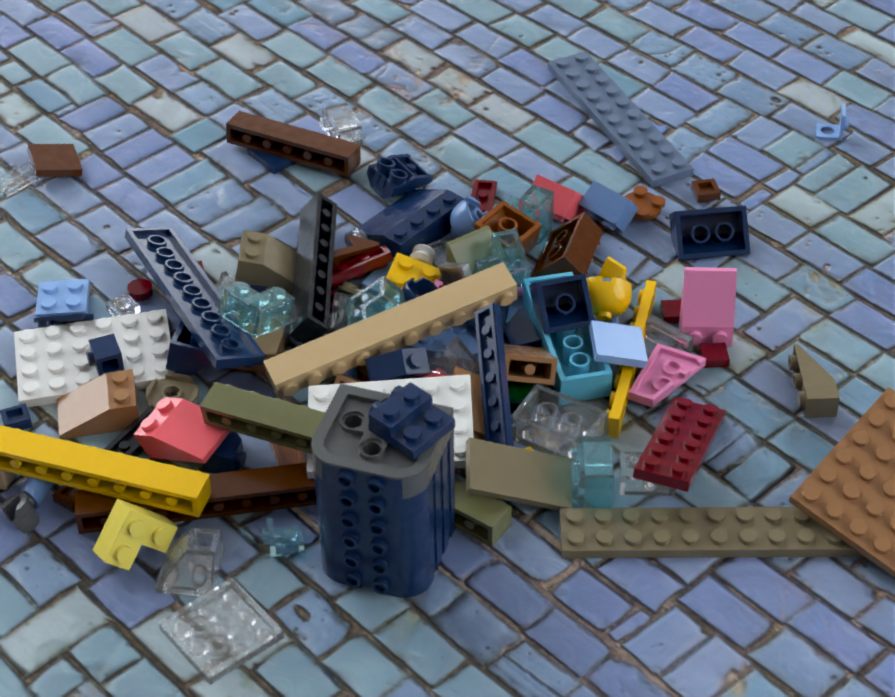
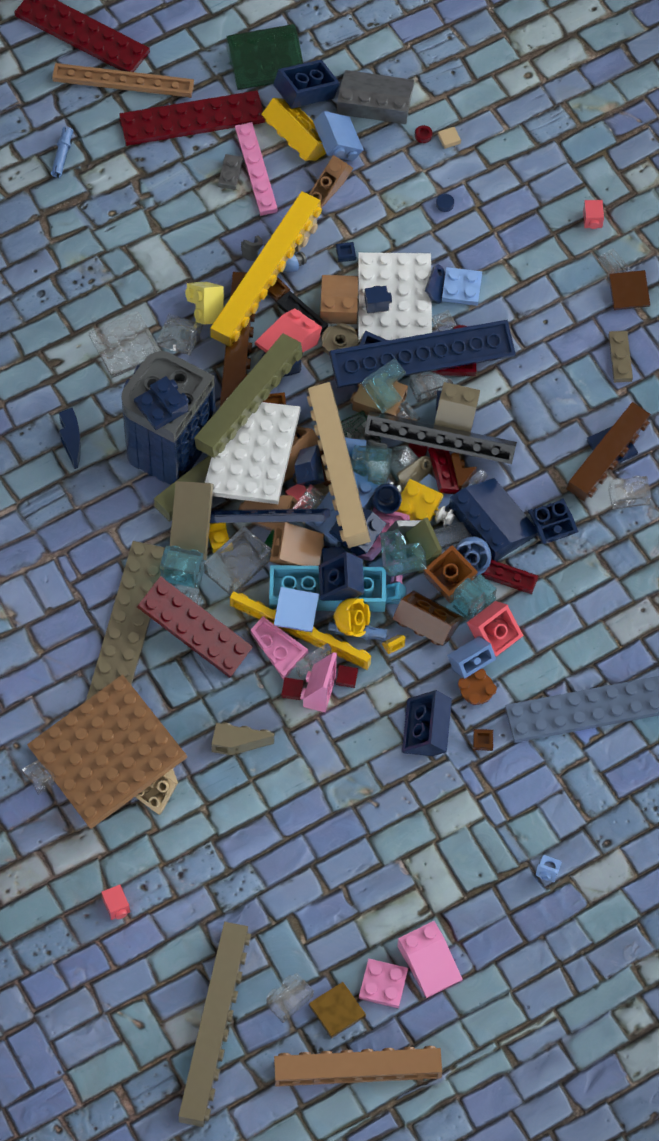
camera: 100 degrees right, 20 degrees up
(150, 160) = (620, 356): none -> dark tan plate
(408, 658) = (70, 435): none -> dark blue slope

